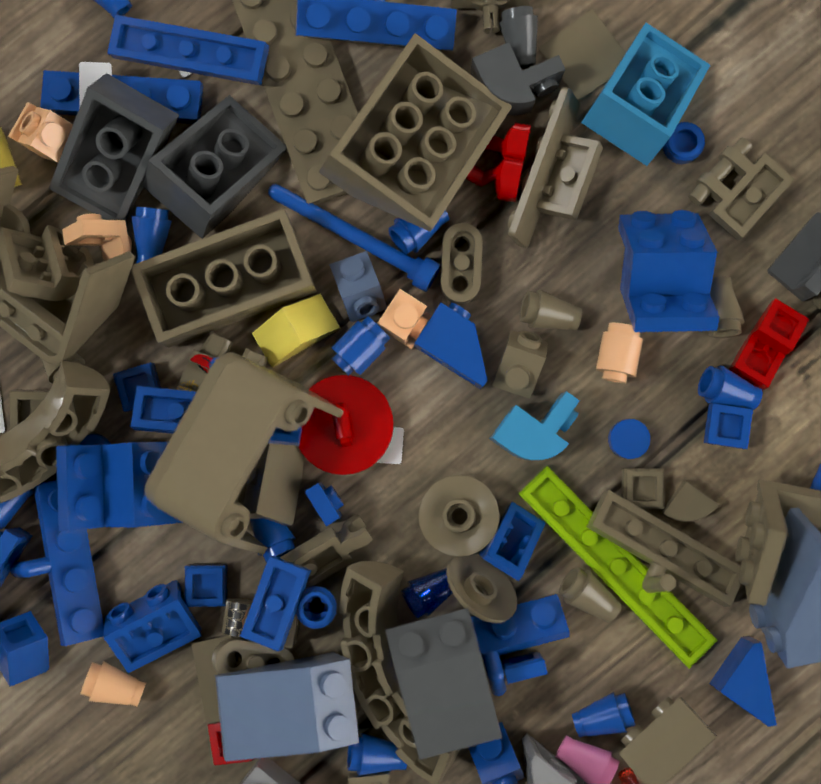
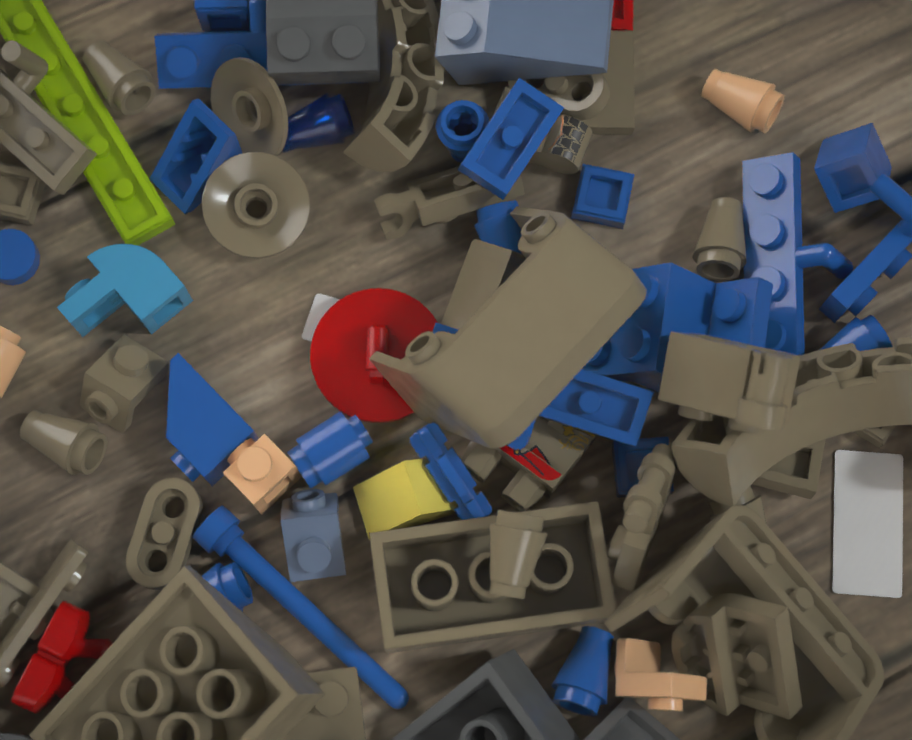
camera: 165 degrees left, 10 degrees down
(71, 440) = (729, 380): none -> dark tan hinge
(109, 568) = (721, 241): none -> dark tan cone
(123, 341) = (642, 516): none -> dark tan plate
(150, 626) = (682, 160): blue bracket -> none
(206, 290) = (514, 552): none -> dark tan cone
(269, 344) = (450, 472): none -> blue axle
(326, 502) = (423, 259): blue plate -> none

